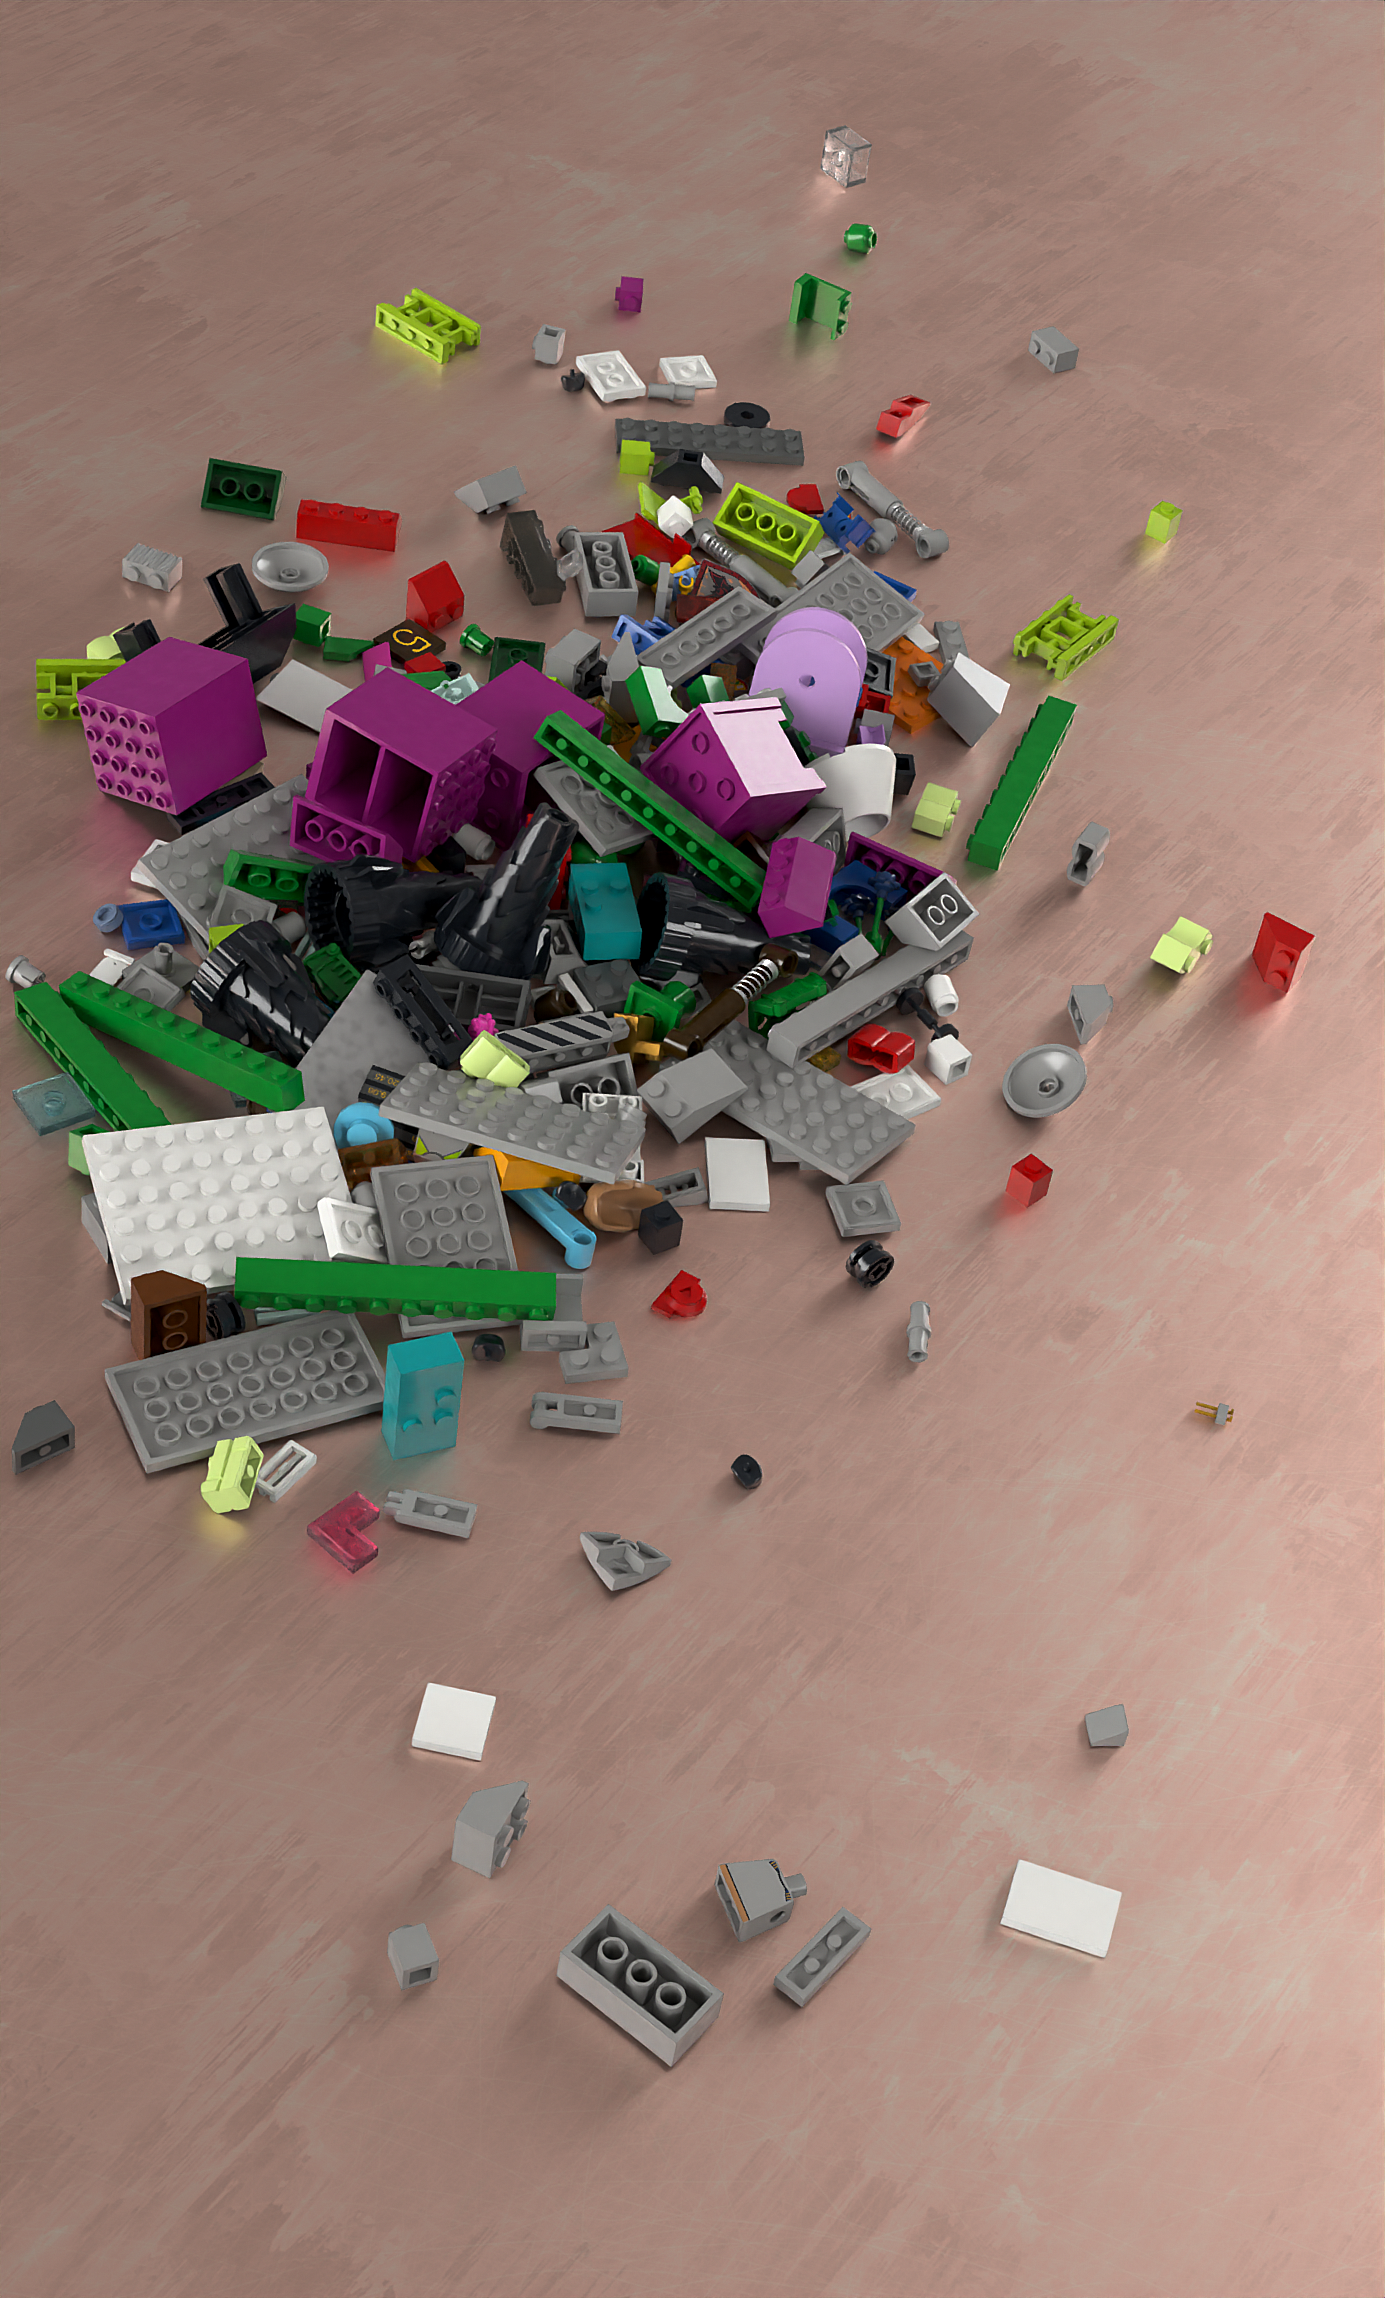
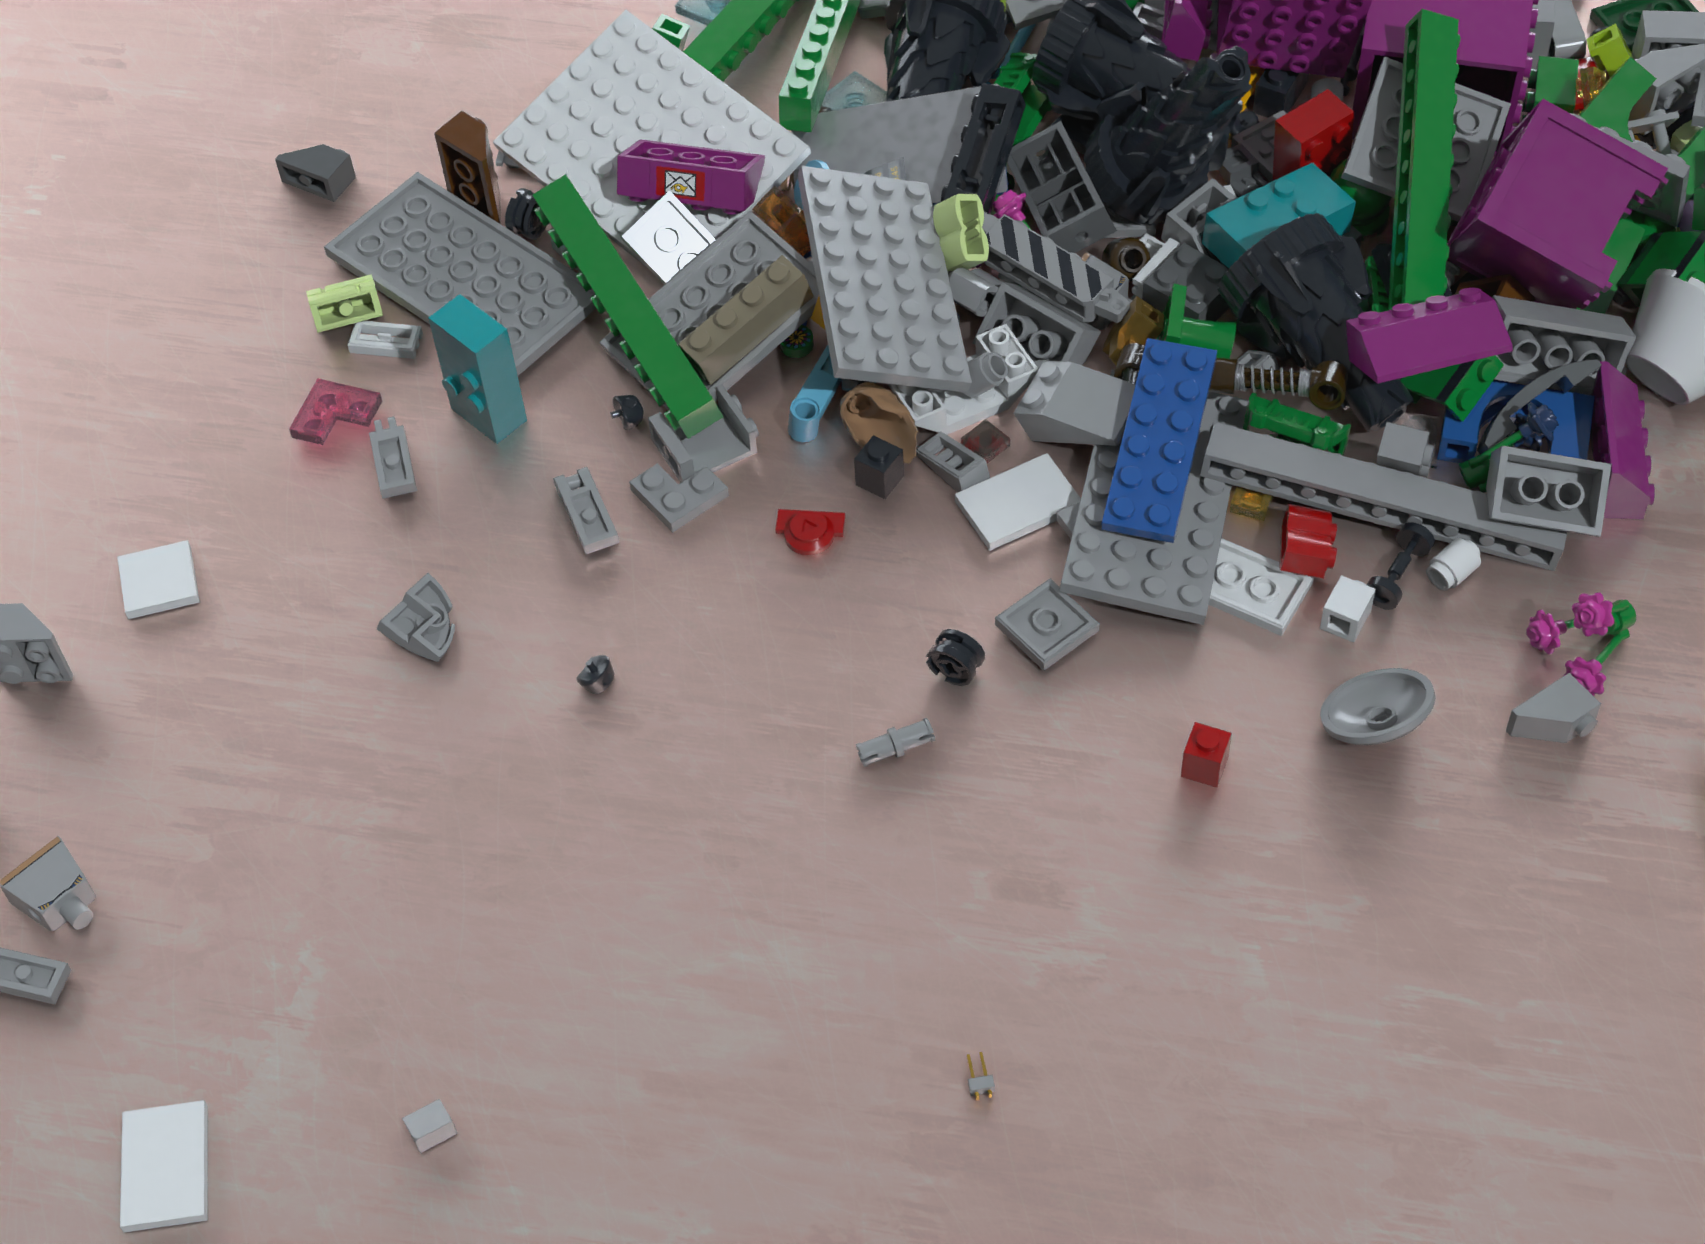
camera: 75 degrees right, 10 degrees up
(294, 1185) = (691, 173): none -> magenta slope
(488, 1213) = (746, 319): none -> dark tan brick
(665, 1164) = (986, 441): none -> clear smoke tile
(770, 1060) = (1159, 440): none -> blue plate
(845, 886) = (1566, 378): none -> dark grey slope
(1047, 948) = (1594, 617): none -> dark pink plant

